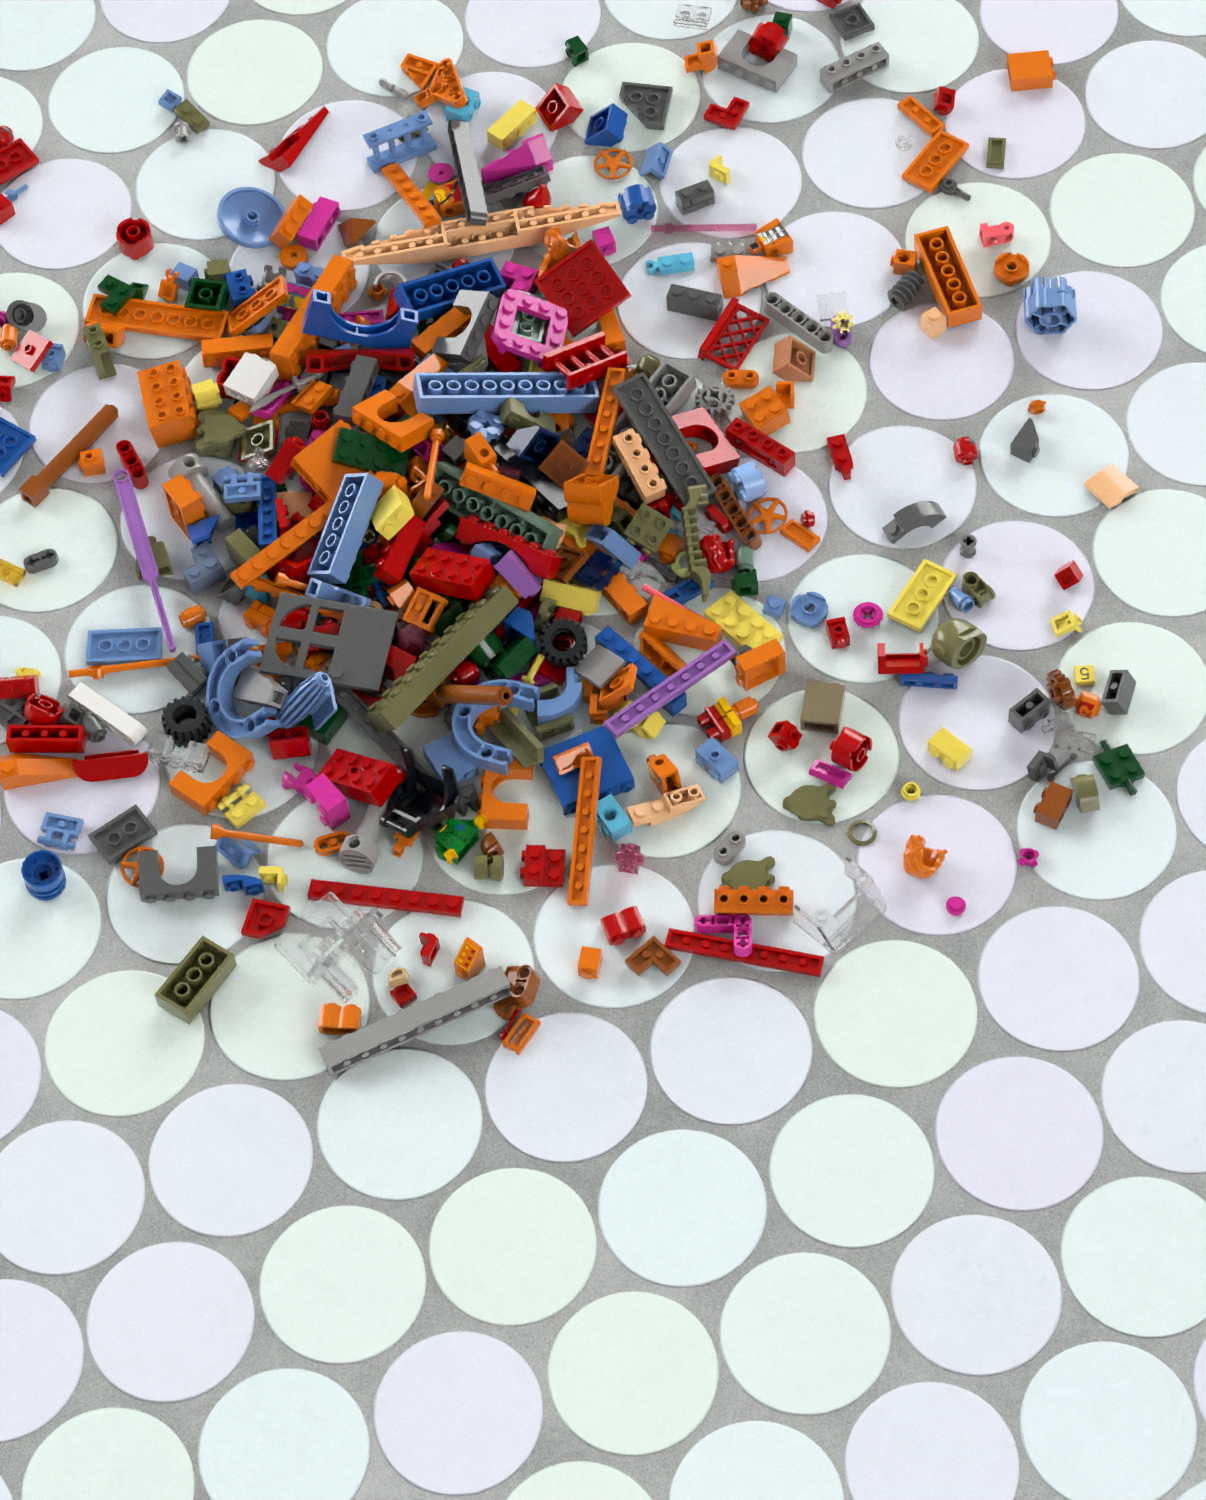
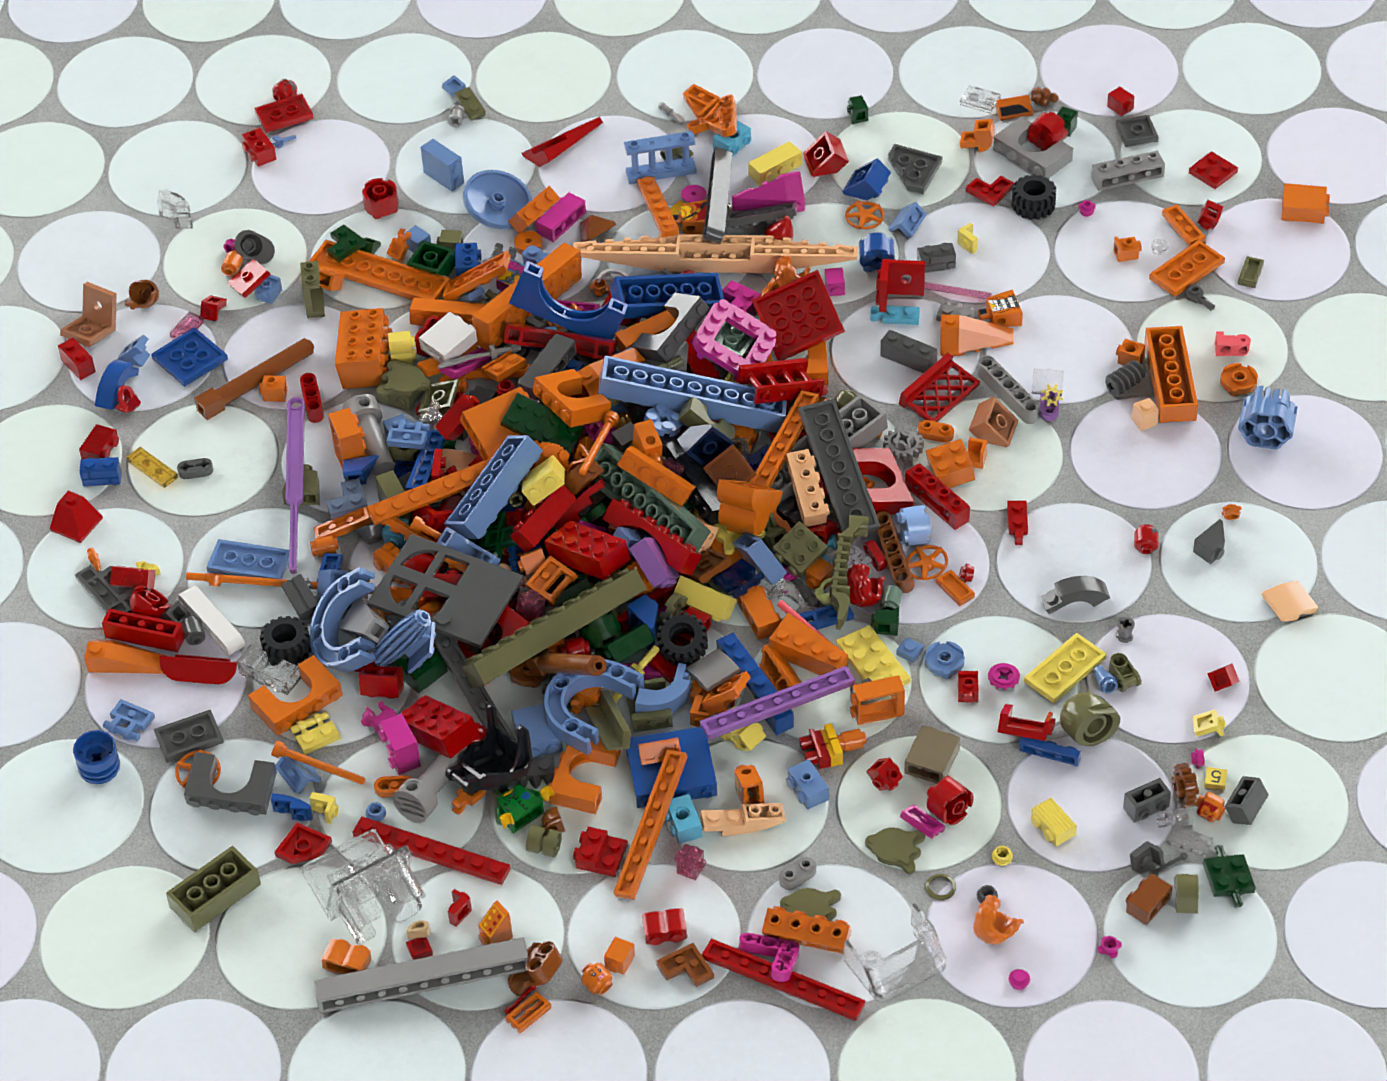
camera: 10 degrees right, 10 degrees down
(186, 191) = (442, 164): none -> medium blue brick
(204, 590) = (343, 524): none -> orange plate
(323, 867) = (376, 808): none -> medium blue plate
(575, 988) = (596, 978): none -> orange head
(660, 232) = (890, 280): none -> red bracket
(727, 19) = (1014, 107): none -> orange slope
(772, 124) = (1034, 197): none -> black tyre
(824, 115) = (1086, 208): none -> dark pink plate
(873, 151) = (1126, 248): none -> orange brick
(906, 827) = (984, 891): none -> dark grey plate
(935, 50) = (1213, 170): none -> red plate
(1064, 659) = (1197, 758): none -> dark pink plate

